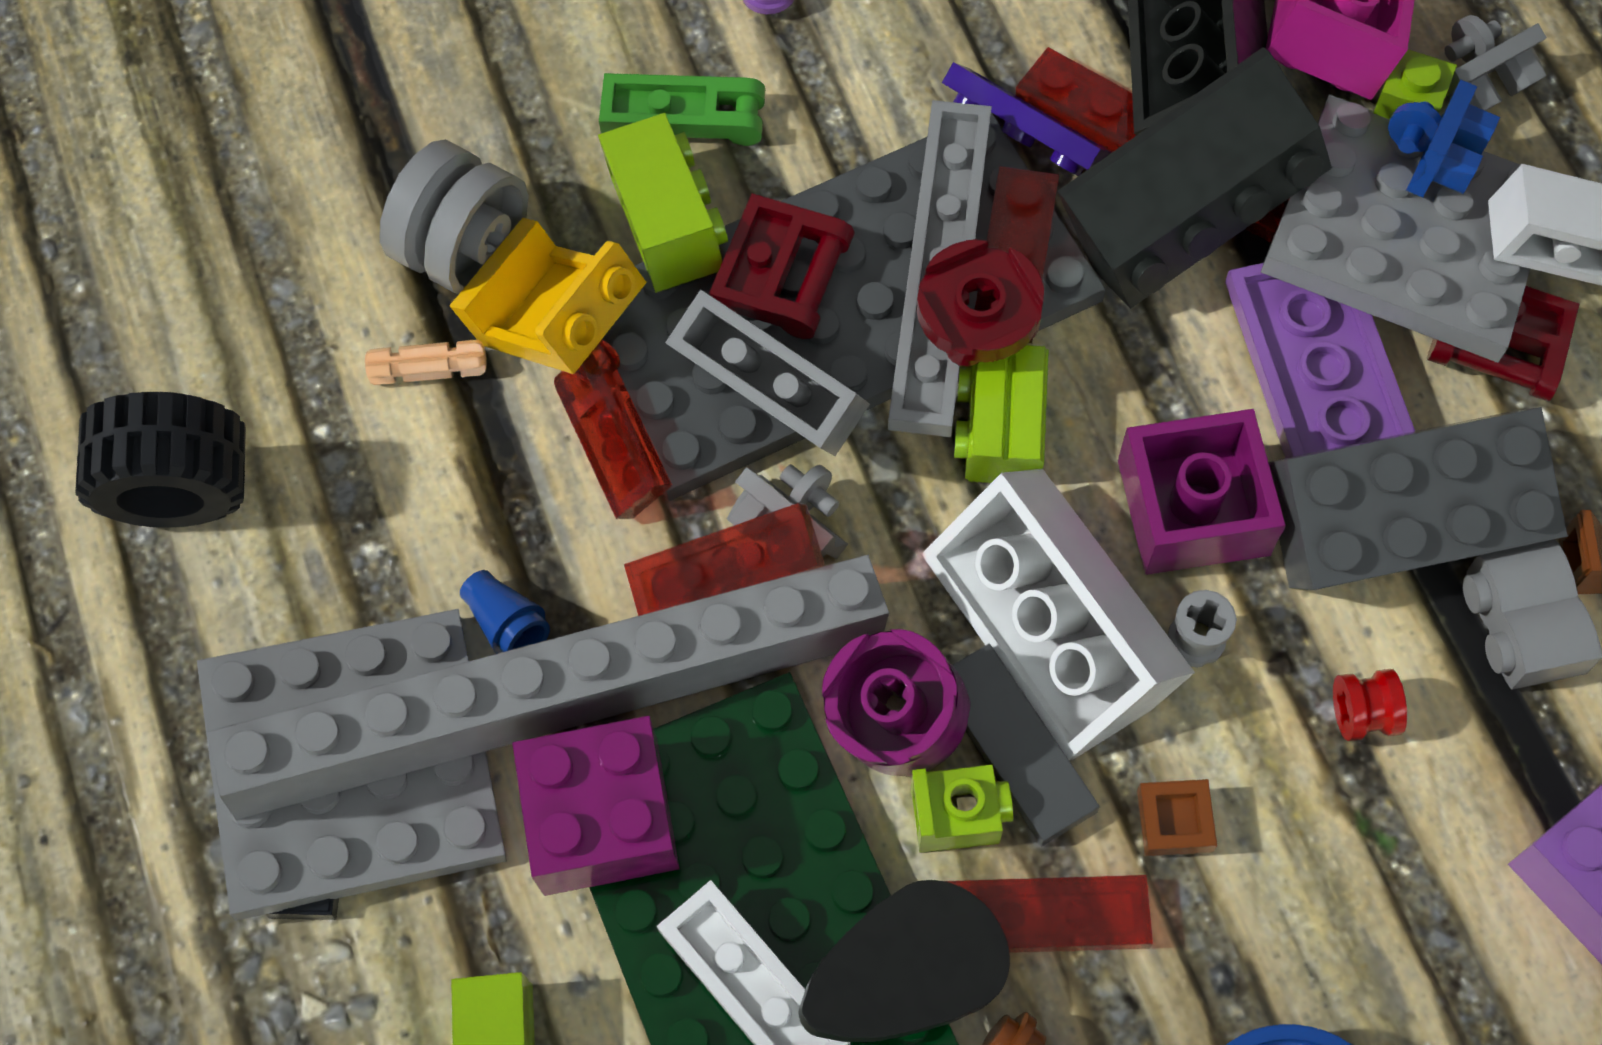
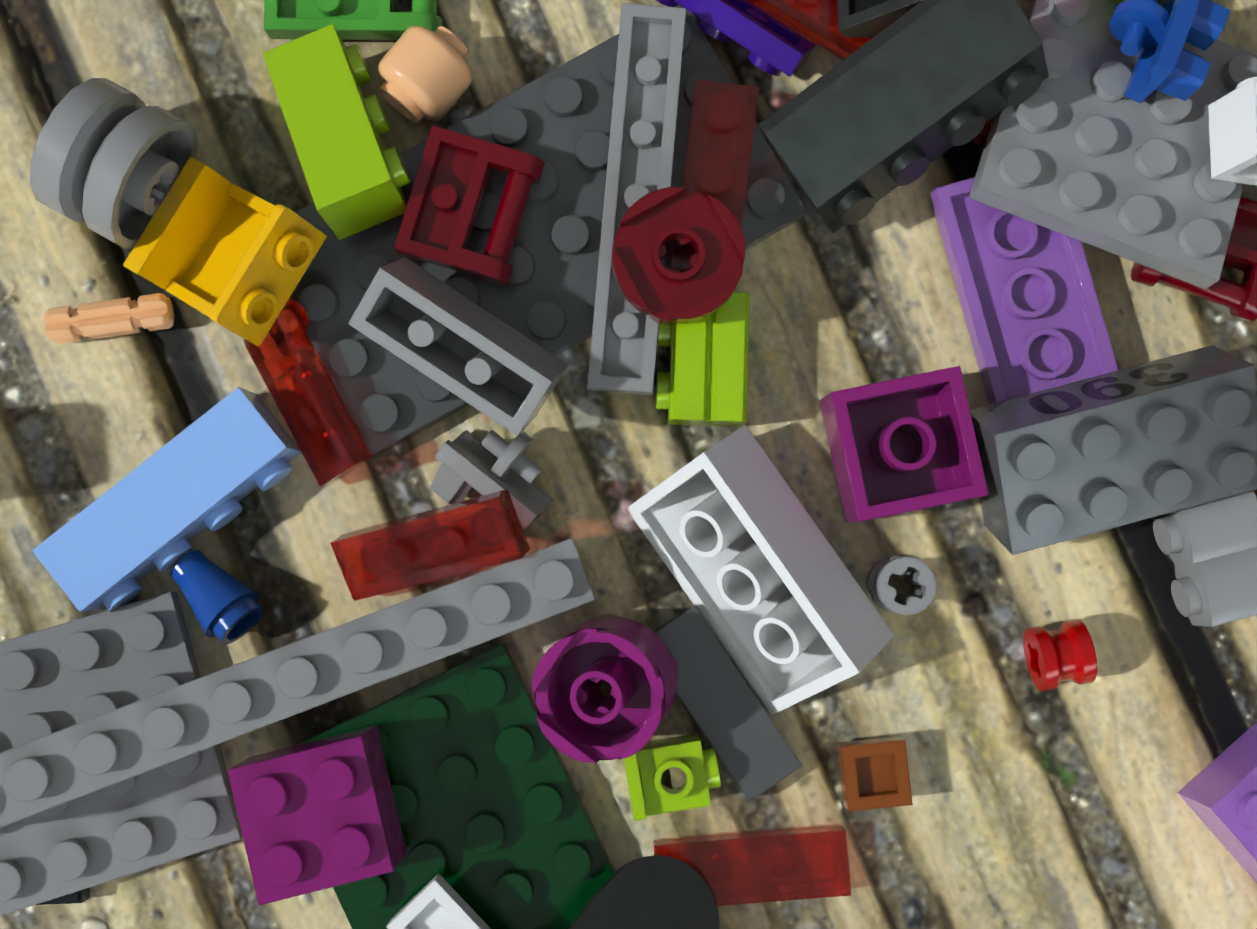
camera: 10 degrees left, 20 degrees up
(469, 521) = (168, 502): none -> light blue brick
(744, 160) = (424, 73): none -> light nougat head

